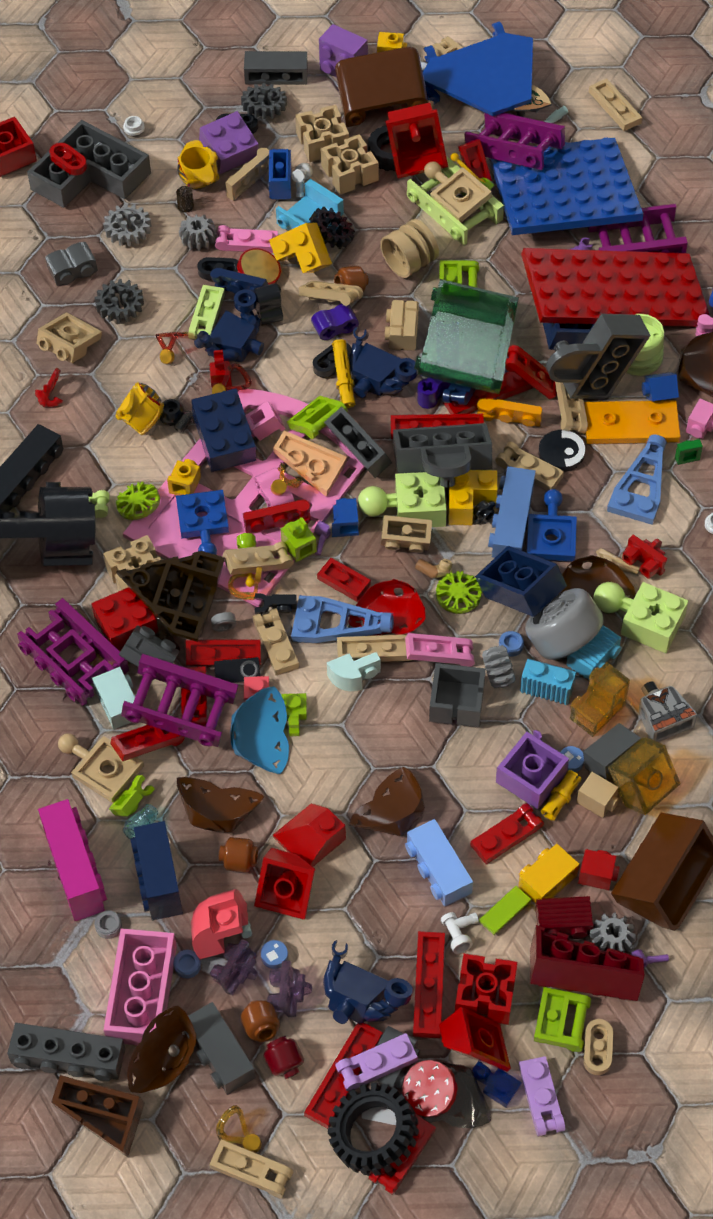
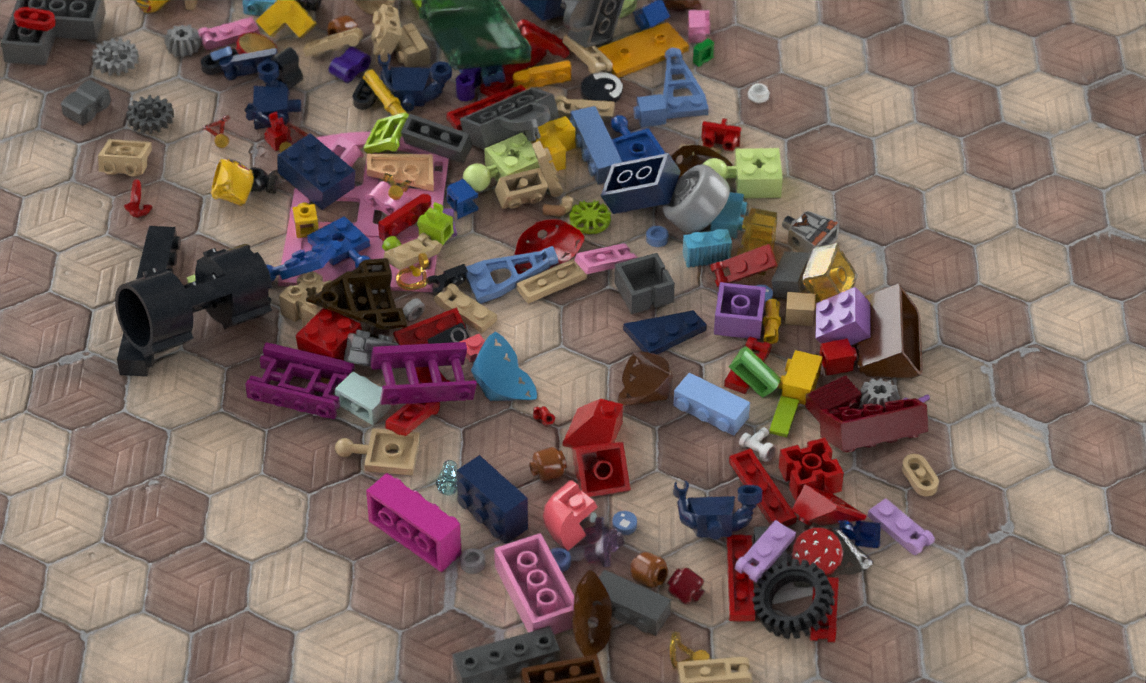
camera: 30 degrees left, 10 degrees down
(128, 800) = (427, 466): lime plate -> none
(138, 501) = (277, 250): lime wheel -> none
(147, 528) = (303, 262): none -> blue plate
(186, 197) = (157, 20): dark brown piece -> none
(206, 310) = (232, 96): yellowish green plate -> none
(216, 808) = (503, 445): reddish brown piece -> none
(218, 262) = (224, 52): none -> medium blue tile
(274, 795) = (544, 414): none -> red arm
(292, 989) = (663, 534): clear purple hips -> none
(296, 710) = (521, 349): lime plate -> none
(344, 579) = (491, 242): red plate -> none
(349, 674) = (545, 305): light aqua brick -> none
(383, 301) = (386, 31): none -> tan plate
(438, 524) = (548, 169): none -> tan plate
(450, 756) = (664, 332): none -> dark blue wing
(483, 511) = (572, 152): black plate -> none
(498, 666) = (665, 247): light grey gear -> none
(503, 848) = (755, 372): none -> bright green brick
(553, 1016) = (873, 471): lime plate -> none
(569, 720) = (744, 265): none -> red plate
(592, 497) = (650, 110): none -> medium blue brick
(627, 831) = (843, 317): none -> medium lavender brick

